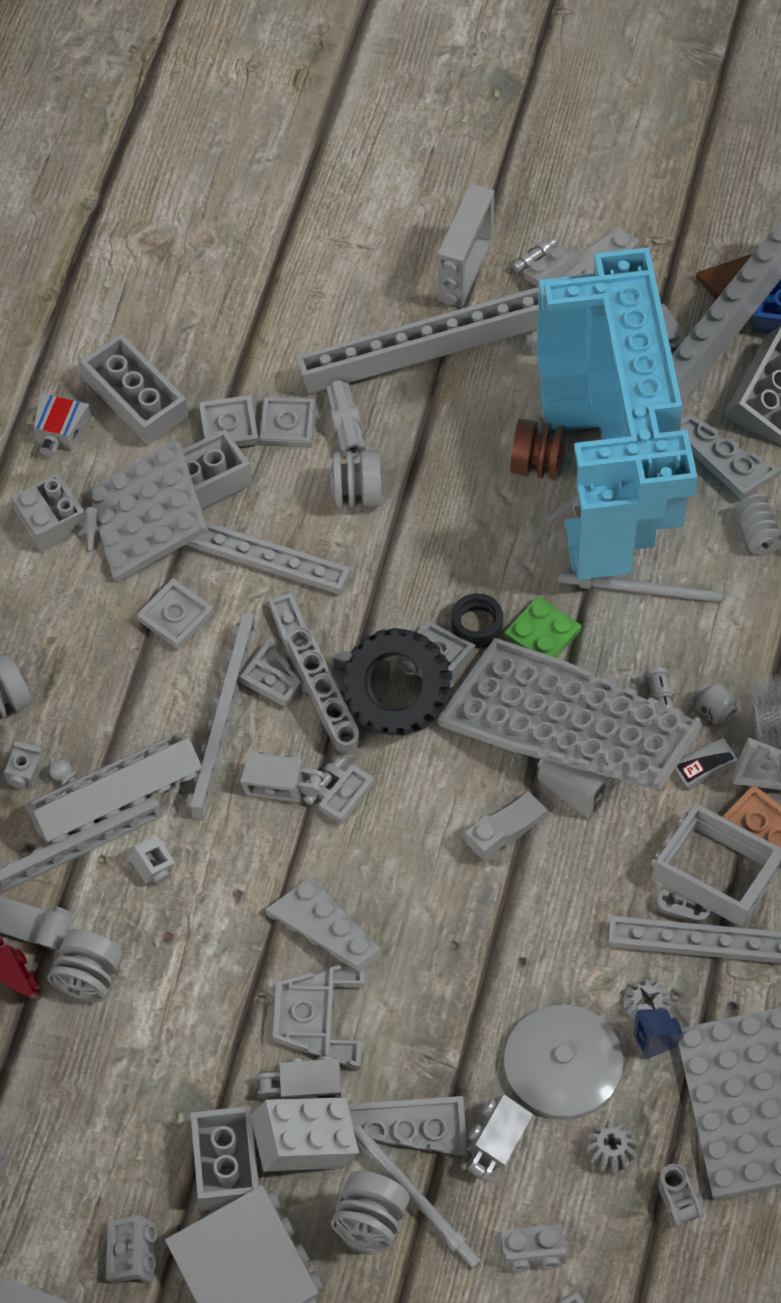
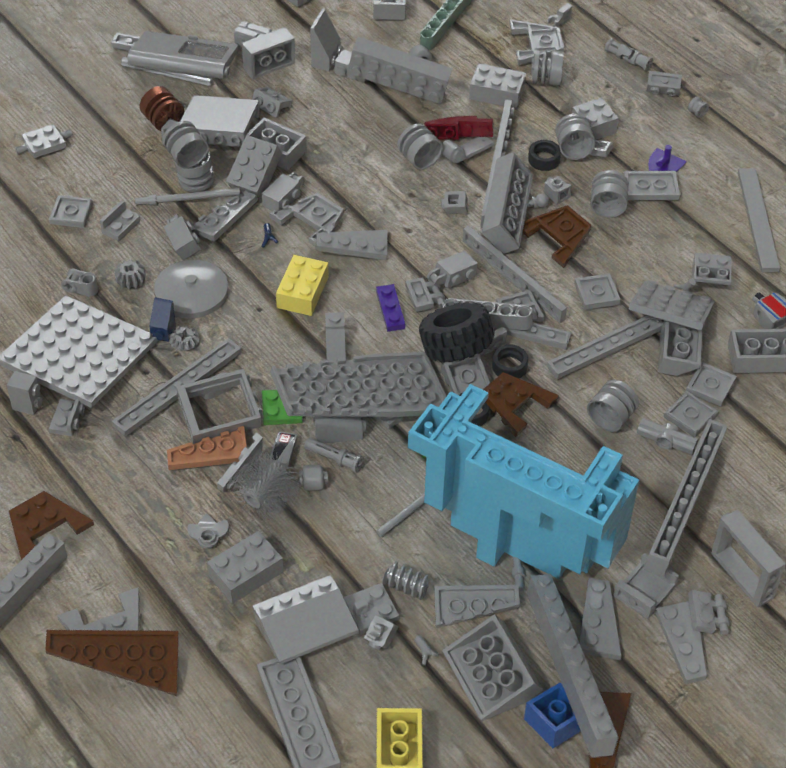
camera: 125 degrees right, 10 degrees down
(93, 708) = (563, 226): none -> reddish brown wing
(363, 612) = (513, 351): none -> black tyre
(392, 815) = (390, 307): none -> dark purple plate
(392, 1045) = (268, 235): none -> dark blue bar
(431, 590) = (509, 394): none -> reddish brown wing
(450, 927) = (302, 285): none -> light yellow brick
(646, 816) = (274, 411): none -> bright green plate

